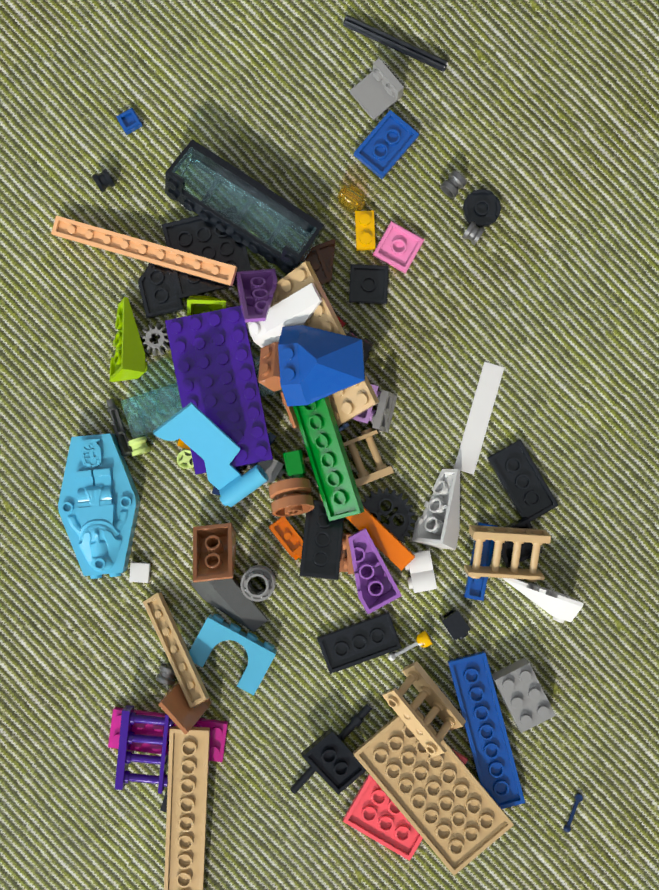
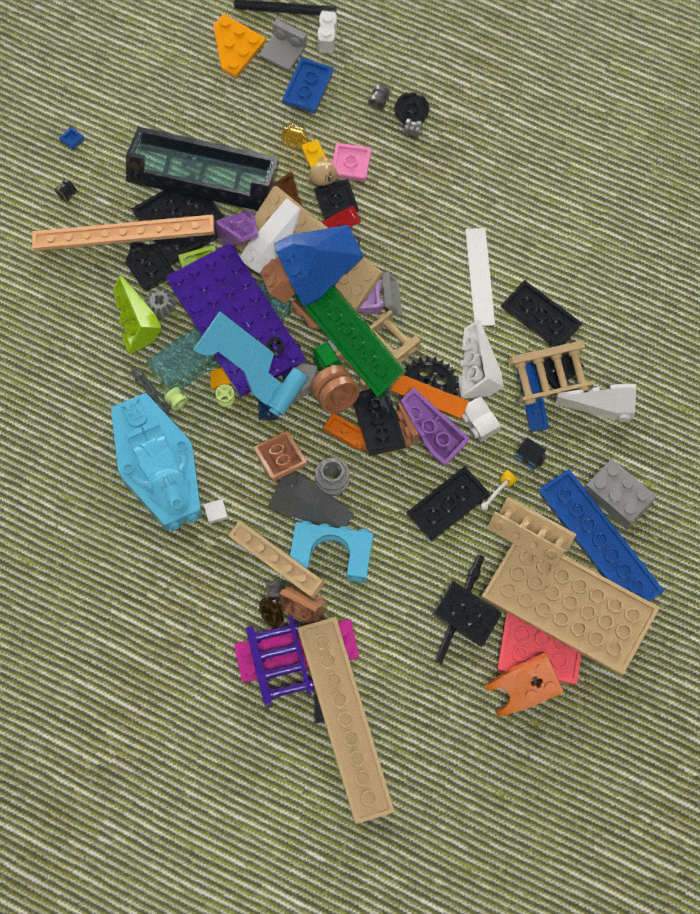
camera: 15 degrees left, 20 degrees down
(154, 693) = (274, 616): none -> dark brown gear
(240, 435) = (275, 340): none -> black bush
(329, 70) = (236, 45): none -> light orange plate
(362, 851) = (519, 684): none -> orange brick
(363, 312) = (346, 217): none -> red plate
(366, 254) = (323, 172): none -> tan piece
(427, 89) = (327, 32): none -> white brick

